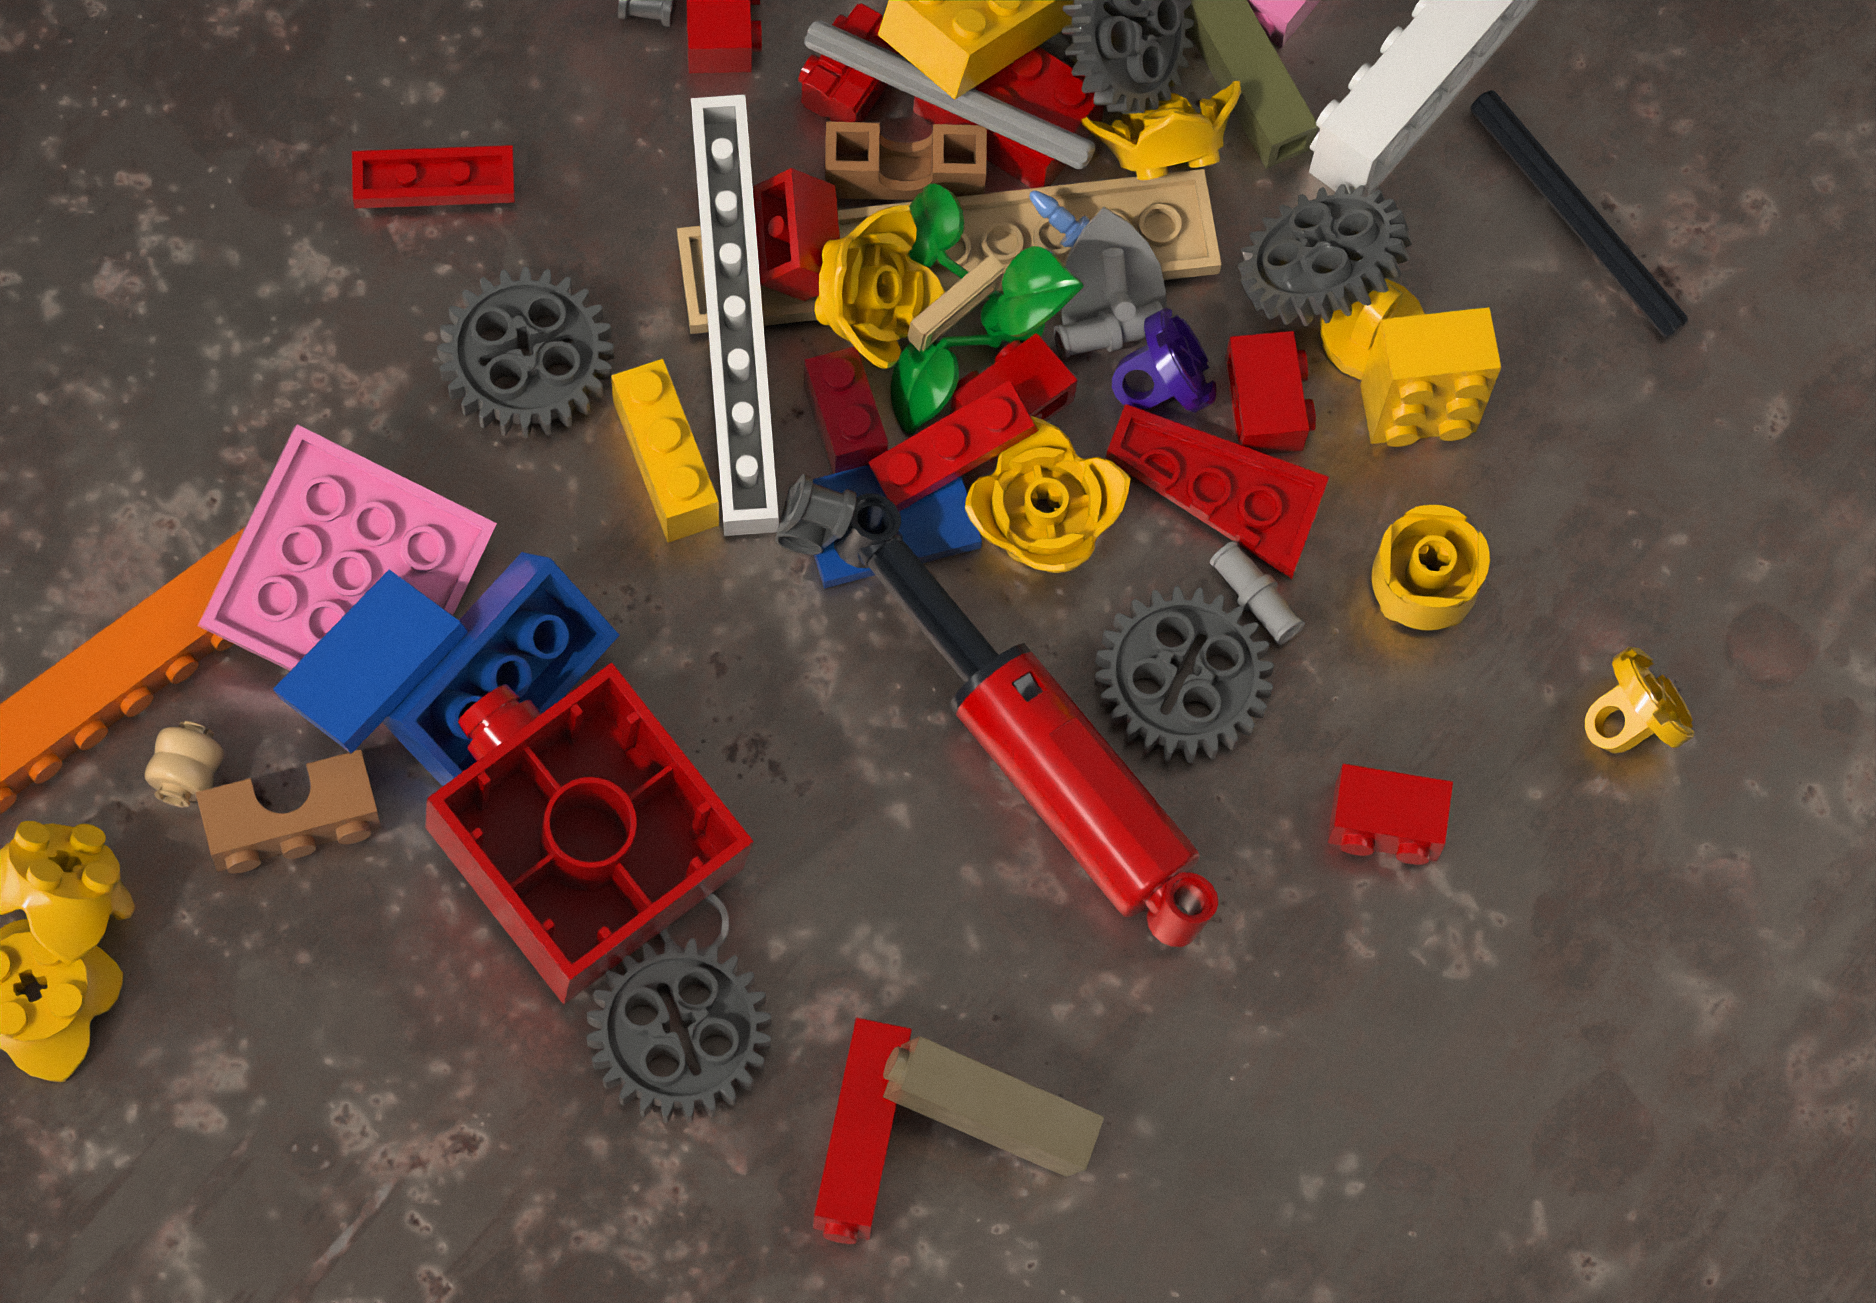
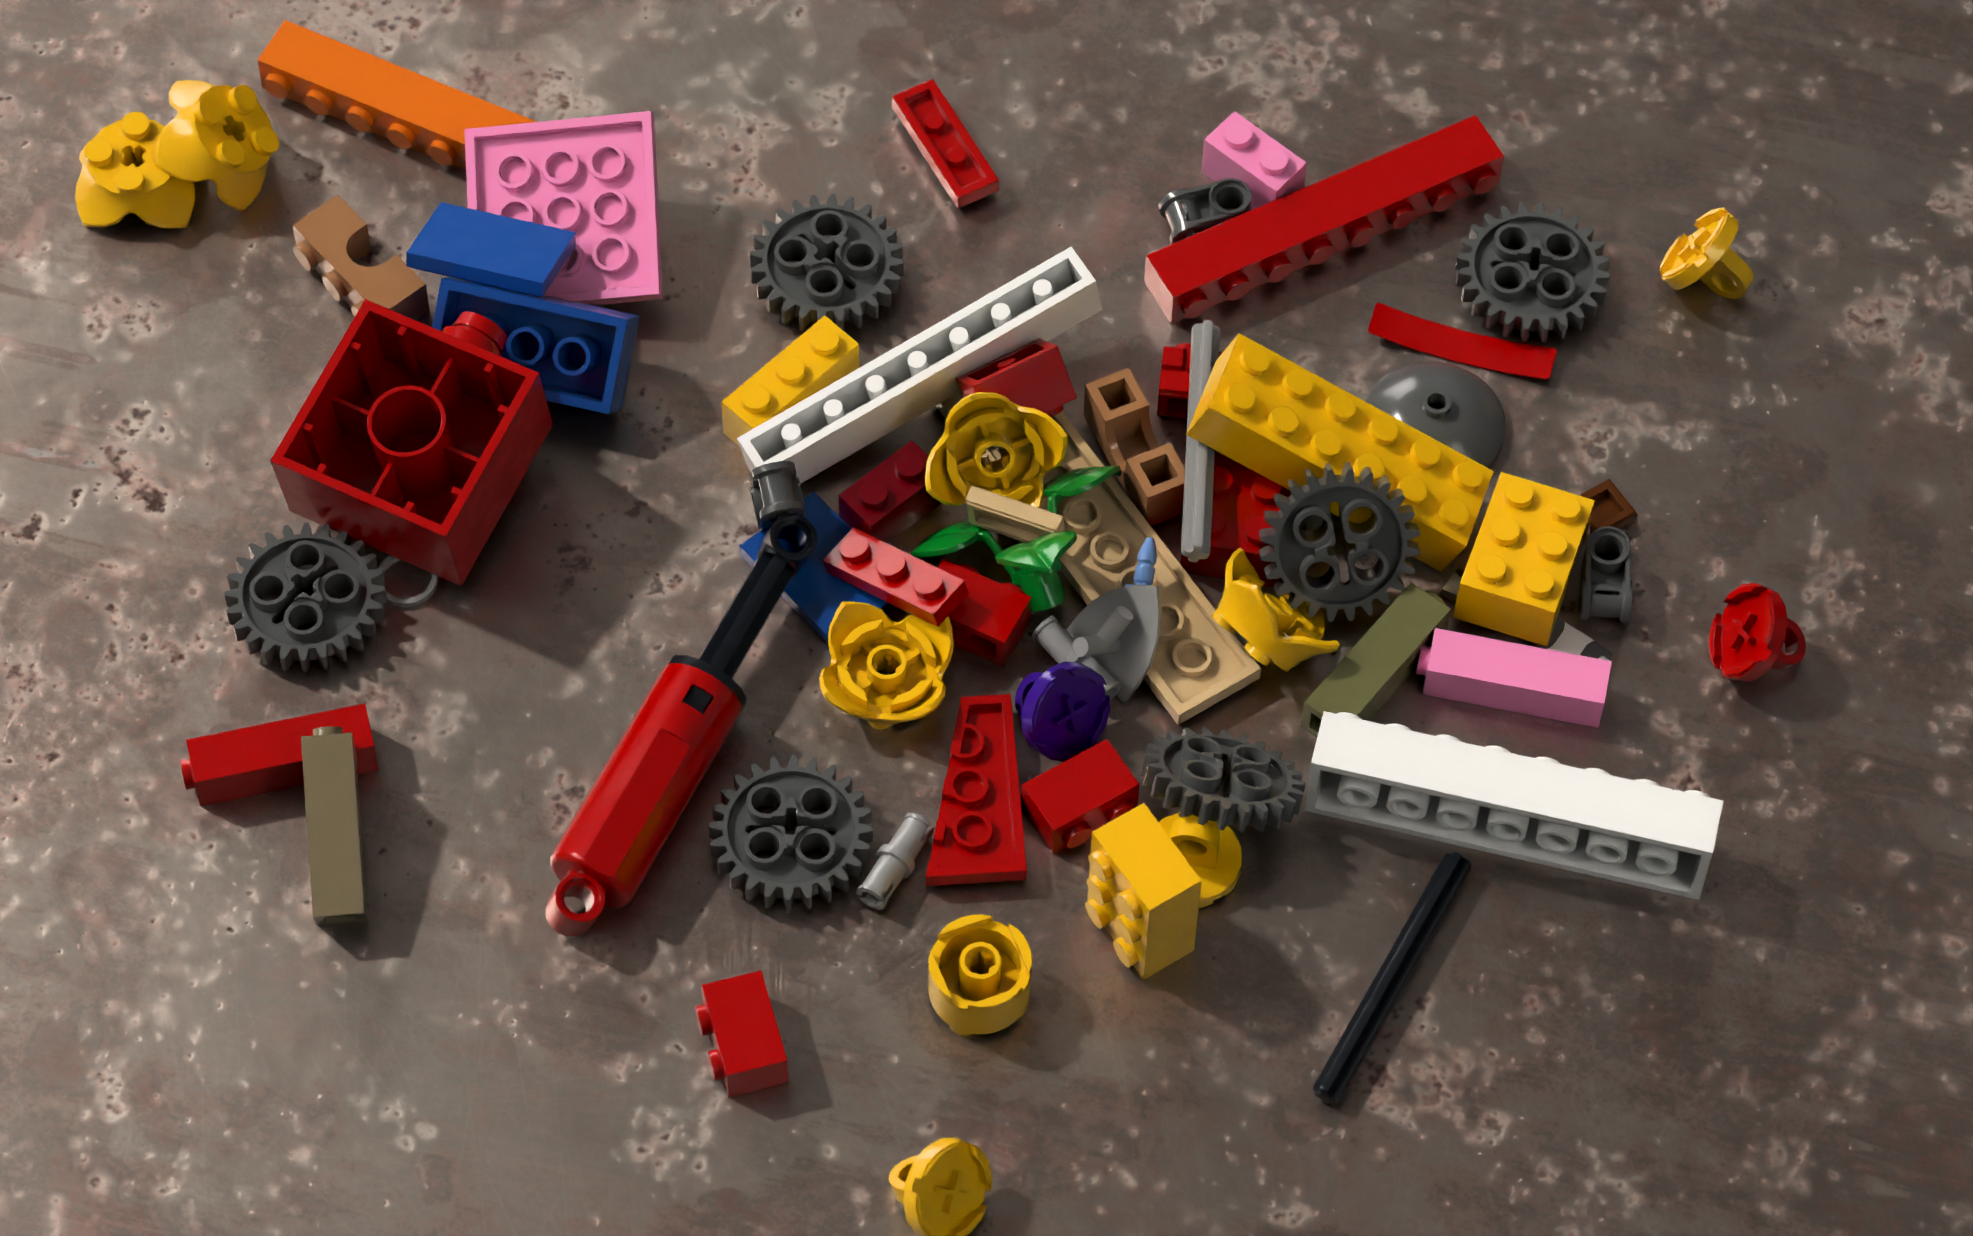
camera: 70 degrees right, 10 degrees down
(183, 763) = (365, 184): tan piece -> none

